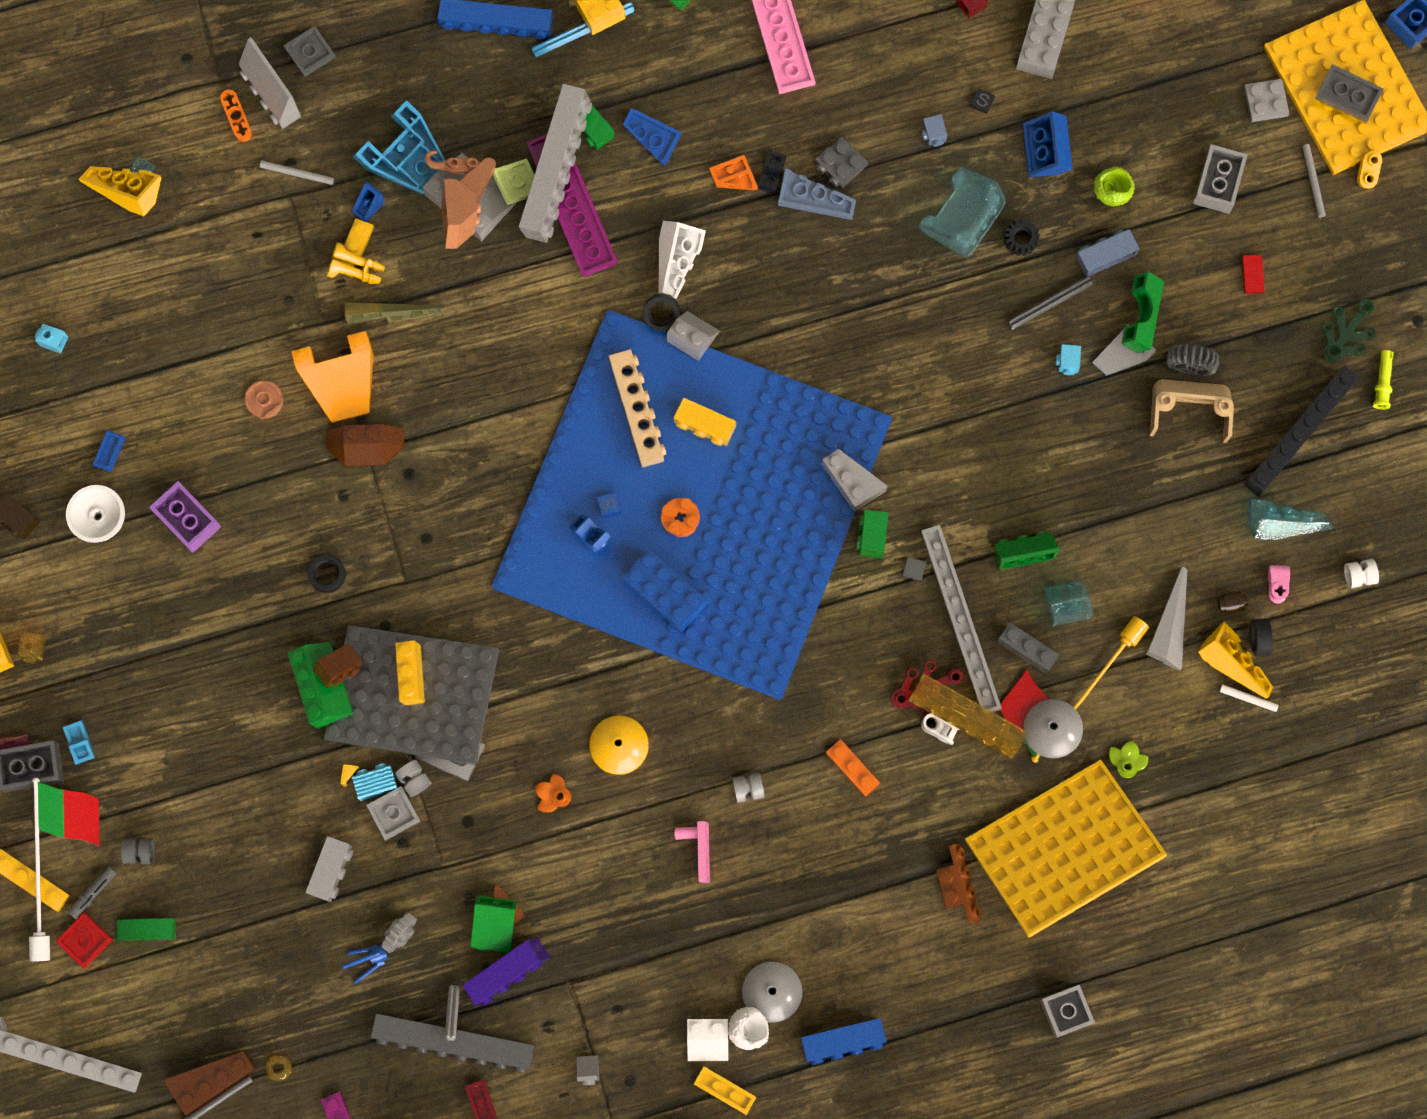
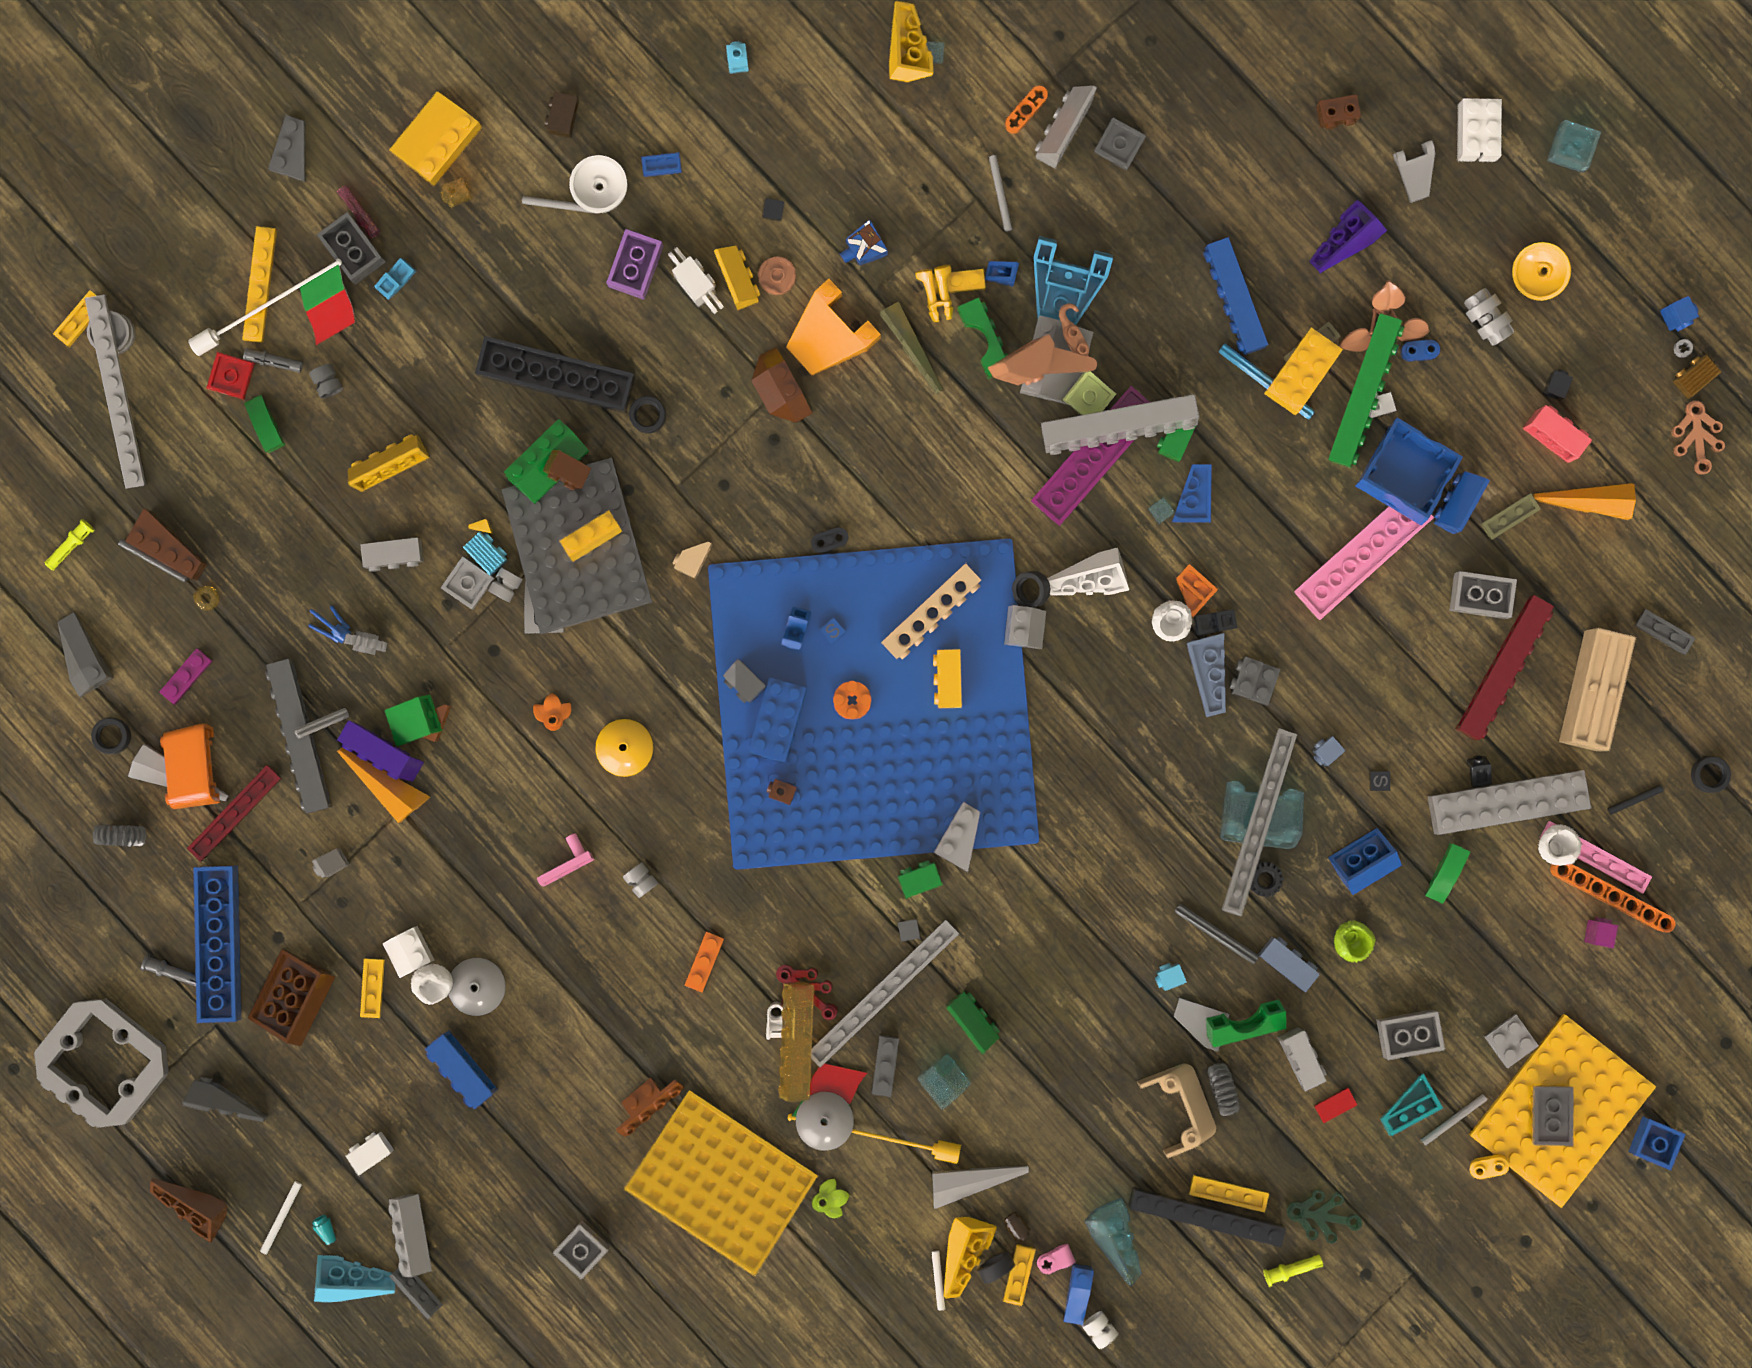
camera: 60 degrees right, 10 degrees up
(91, 563) = (552, 203): none -> light grey bar
(203, 373) = (773, 209): none -> black tile
(229, 470) = (694, 281): none -> white brick
(244, 830) = (387, 463): none -> yellow slope
(245, 433) = (737, 276): none -> yellow slope
(246, 637) = (555, 374): none -> black brick
(279, 309) = (864, 245): none -> torso
(393, 245) = (974, 316): none -> green arch
(479, 598) = (692, 559): none -> tan slope
(525, 468) = (829, 540): none -> black plate
(554, 978) = (394, 794): none -> light orange wedge
(614, 602) = (744, 681): none -> dark grey slope
(649, 171) = (1161, 510): none -> clear light blue tile
(731, 618) = (781, 791): none -> reddish brown brick
(752, 205) = (1172, 620): none -> white hair
(968, 215) = (1259, 822): none -> light grey plate
(1016, 13) = (1480, 771): none -> black bracket
(1091, 82) = (1447, 873): none -> green slope
(1197, 280) = (1302, 1058): none -> light grey wedge
(1280, 624) = (1019, 1275): none -> yellow tile
(1285, 208) = (1411, 1107): none -> teal wedge
(1289, 402) = (1228, 1193): none -> yellow plate
(1319, 577) = (1078, 1293): none -> slope

